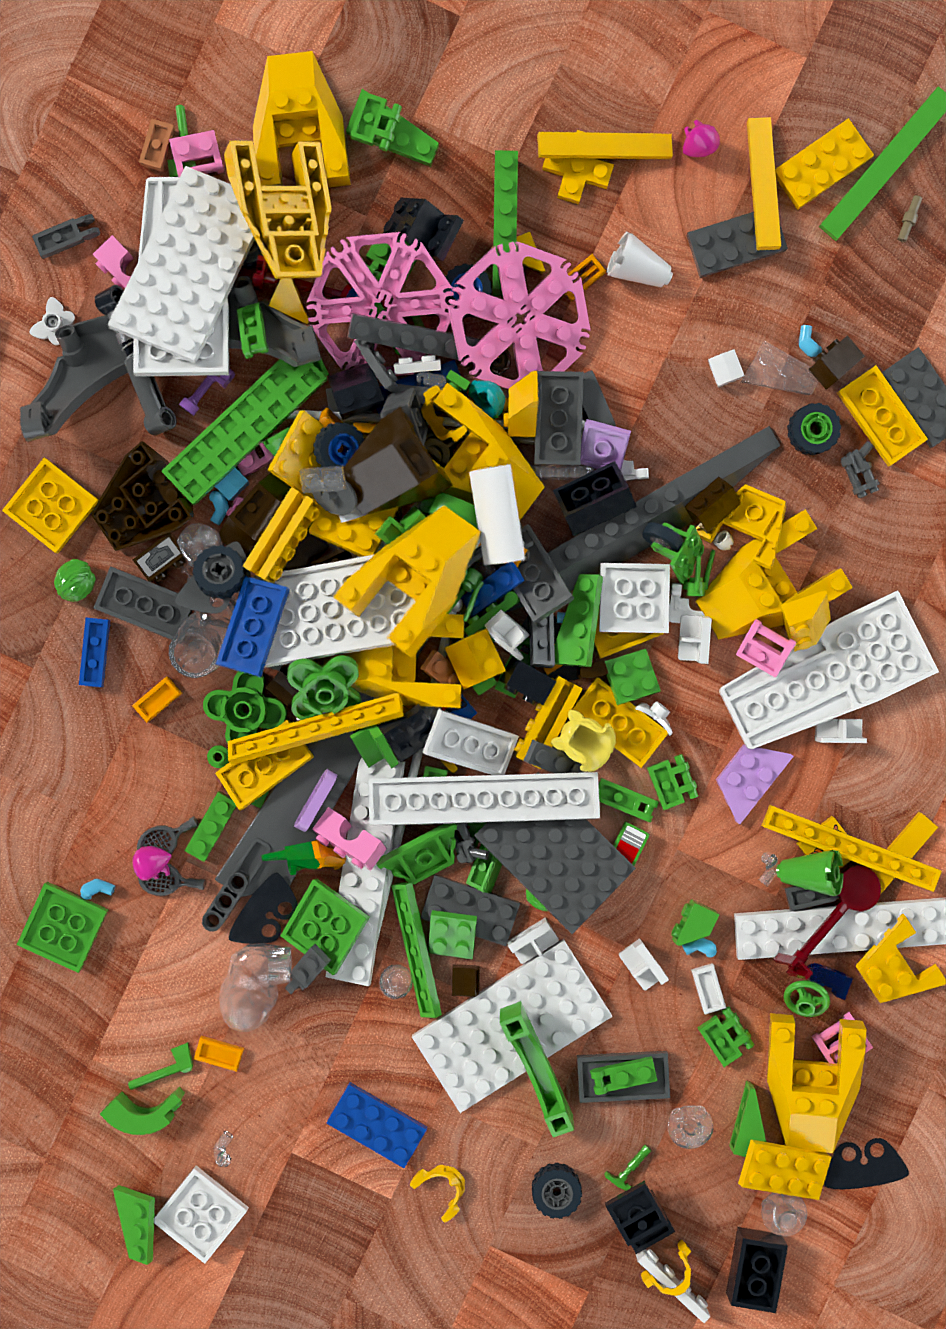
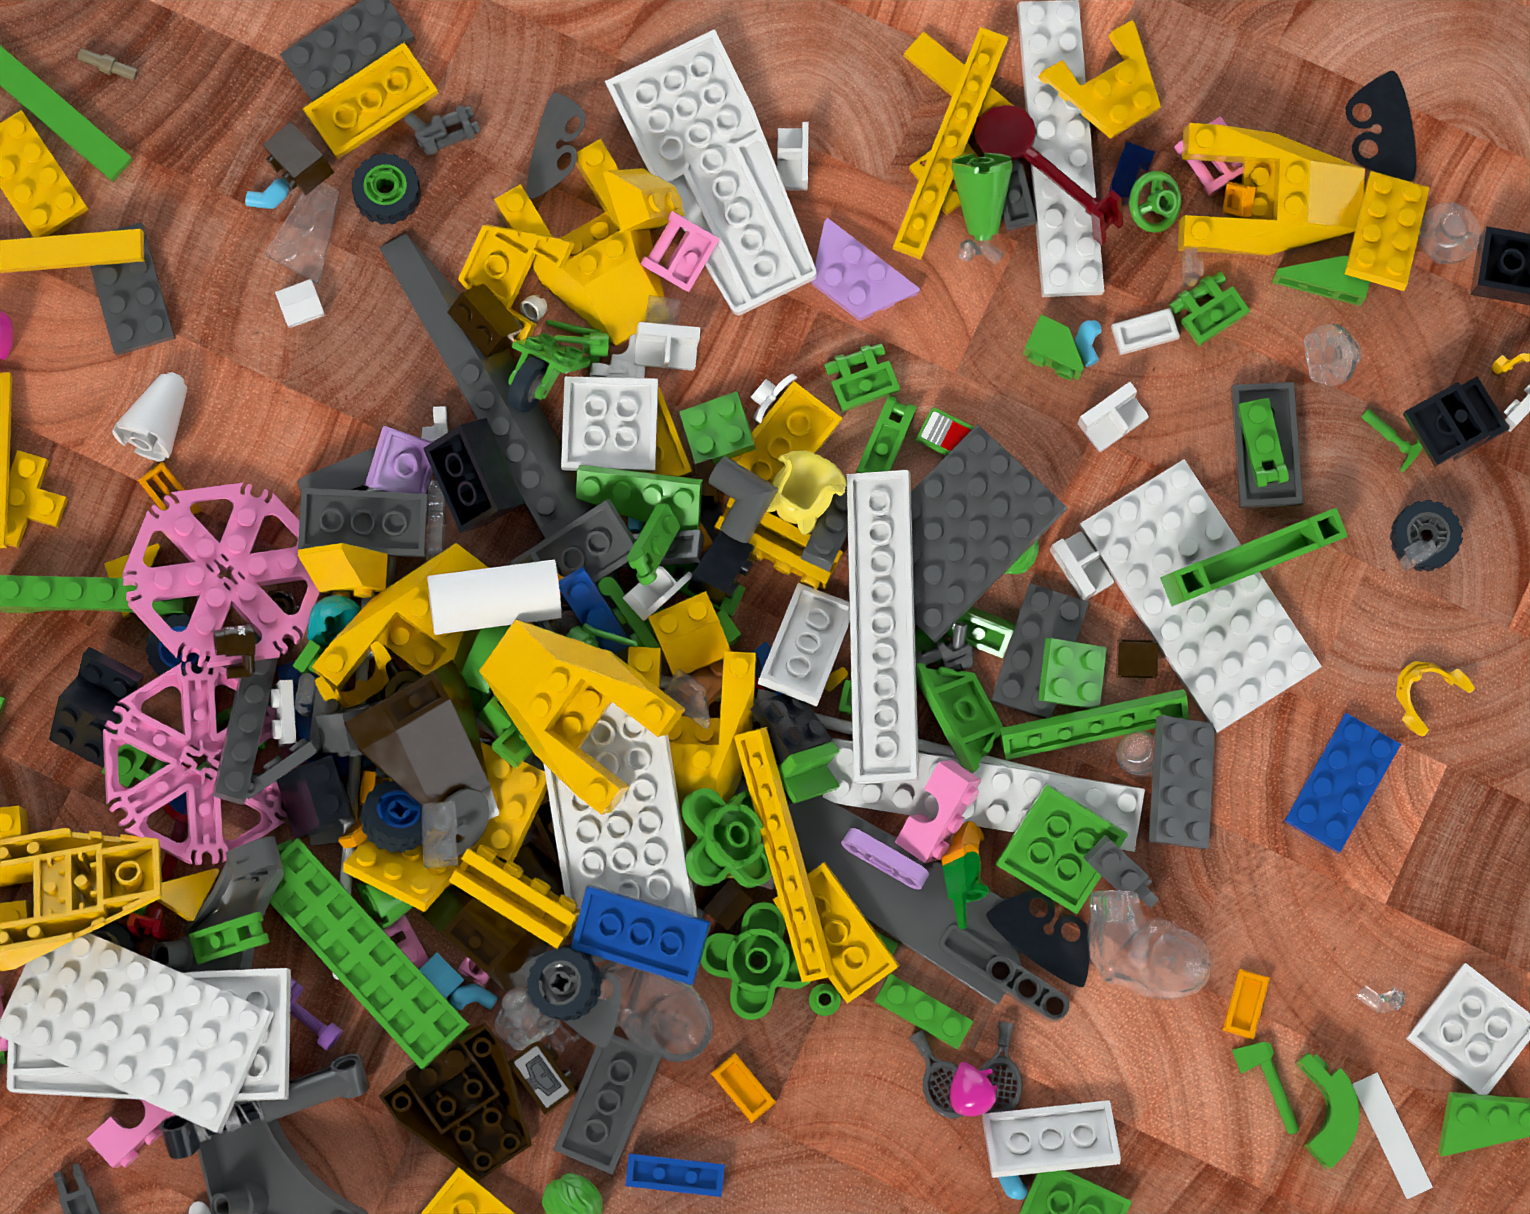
camera: 90 degrees left, 10 degrees down
(119, 917) = (1051, 1139): none -> white plate
(128, 1153) = (1392, 1136): none -> white sticker
(373, 1012) = (1182, 782): none -> dark grey plate
(429, 659) = (691, 696): none -> clear slope
(465, 327) = (237, 642): none -> dark brown piece
(540, 1188) = (1418, 553): none -> clear plate
(541, 631) = (653, 543): none -> bright green plate
(579, 702) = (751, 498): none -> dark grey brick
(721, 635) = (662, 310): none -> clear plate
(756, 1024) = (1191, 267): none -> clear plate
(808, 1060) = (1239, 199): none -> light orange tile
(830, 545) = (543, 166): none -> dark grey piece

